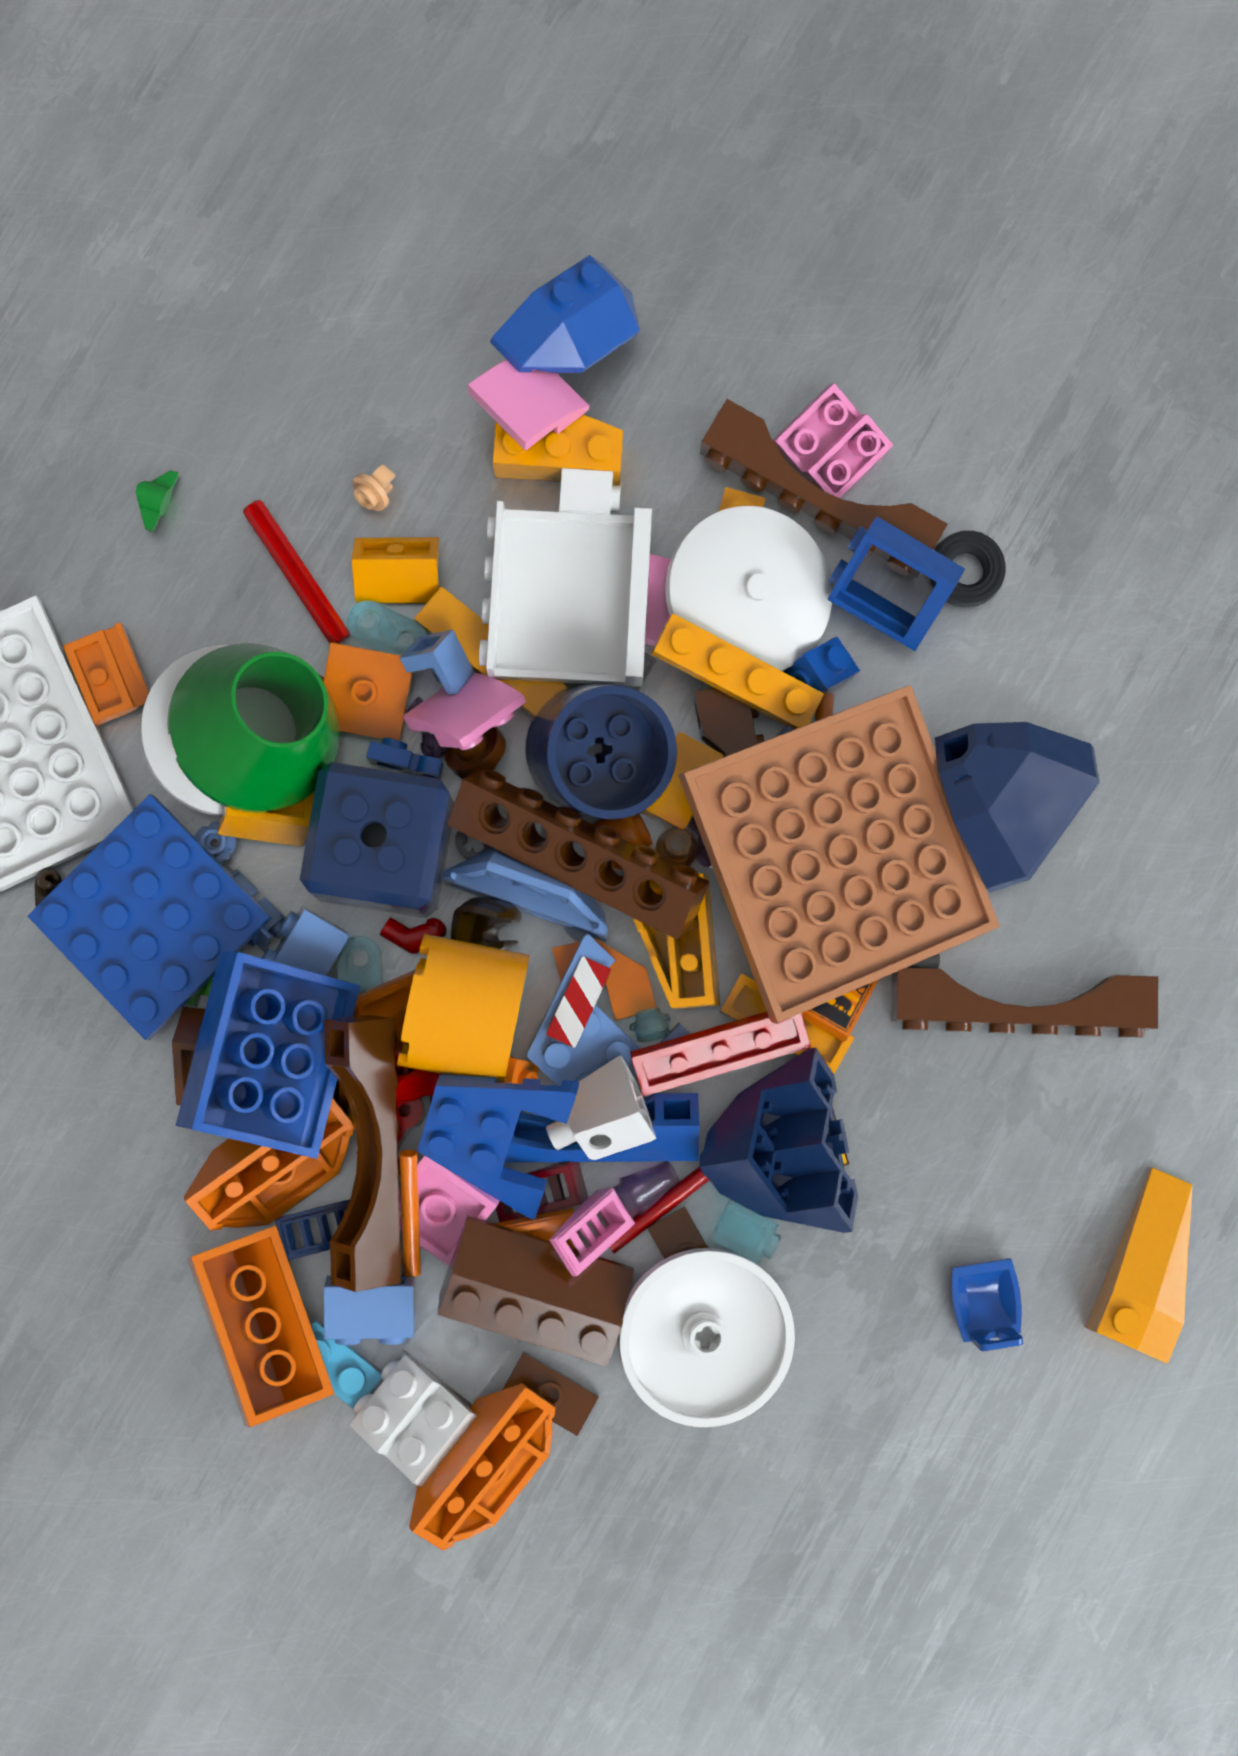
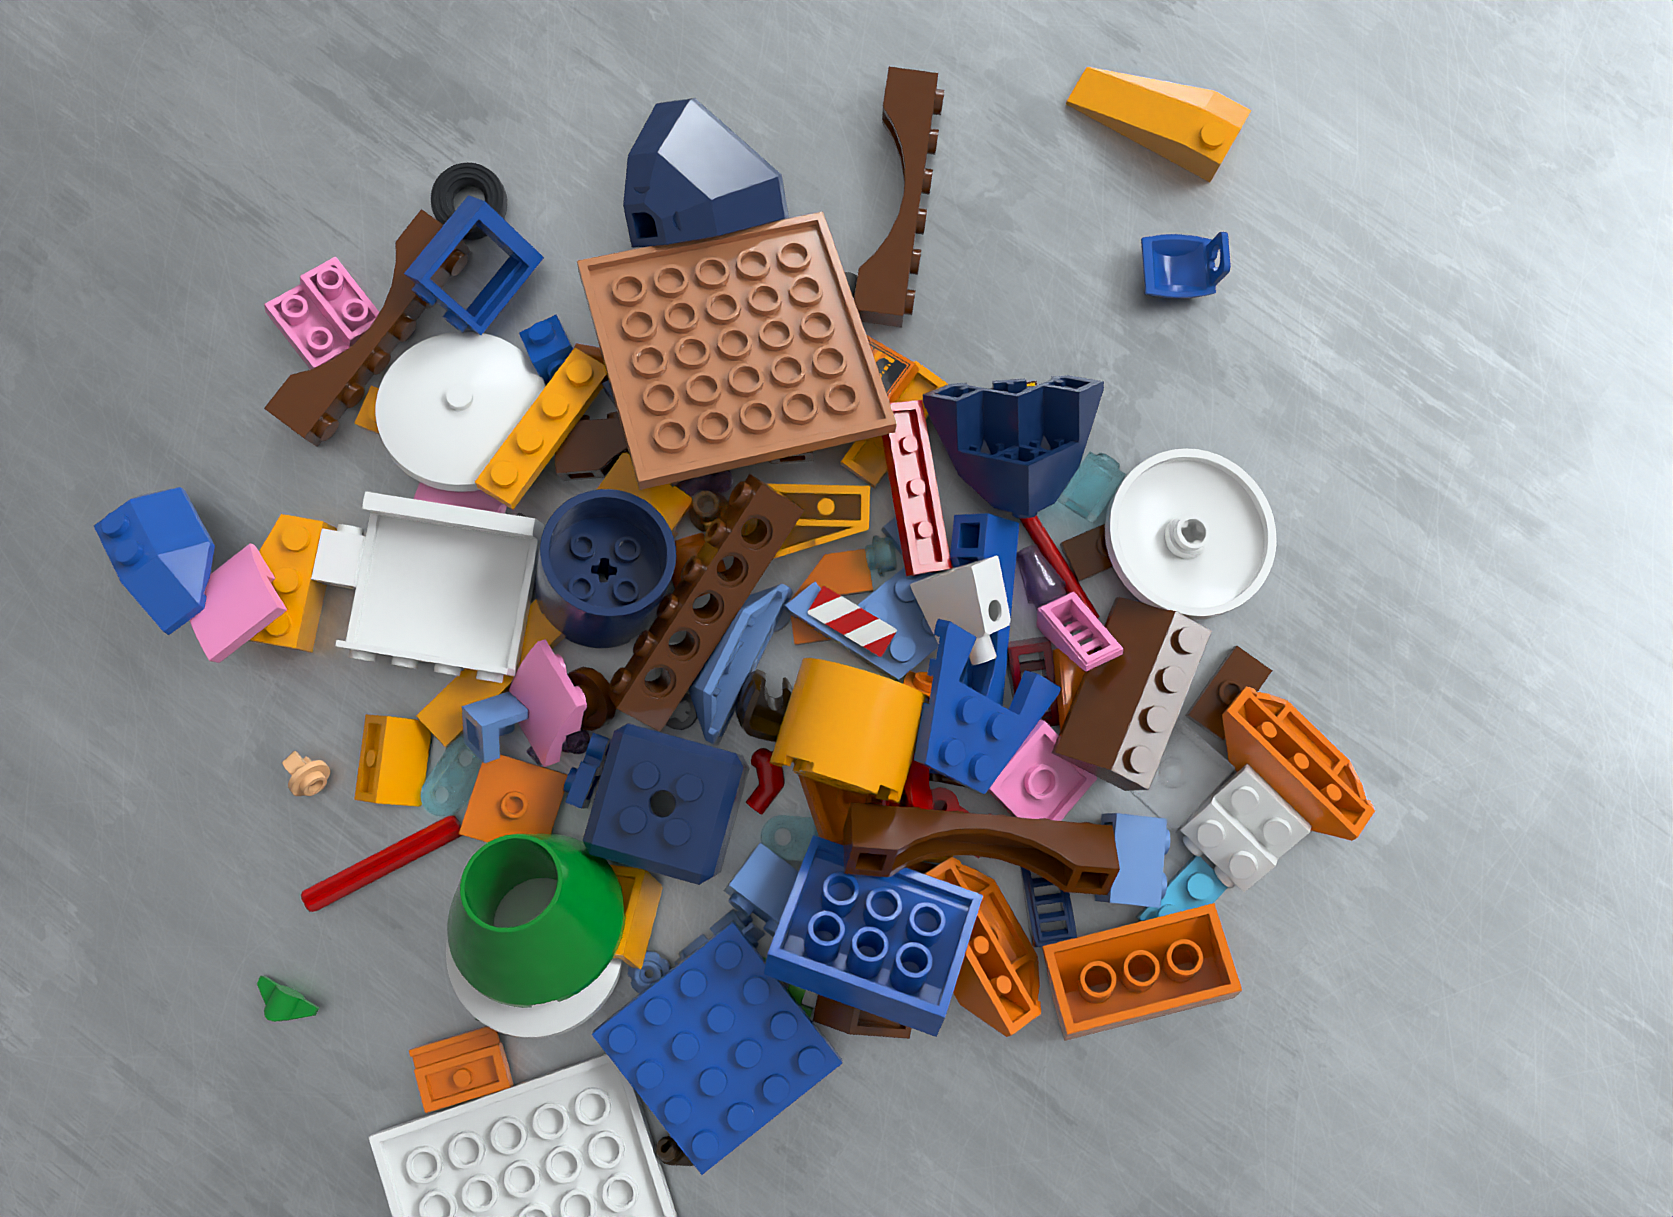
camera: 75 degrees left, 0 degrees up
(410, 1213) = (1042, 809): orange bar -> none

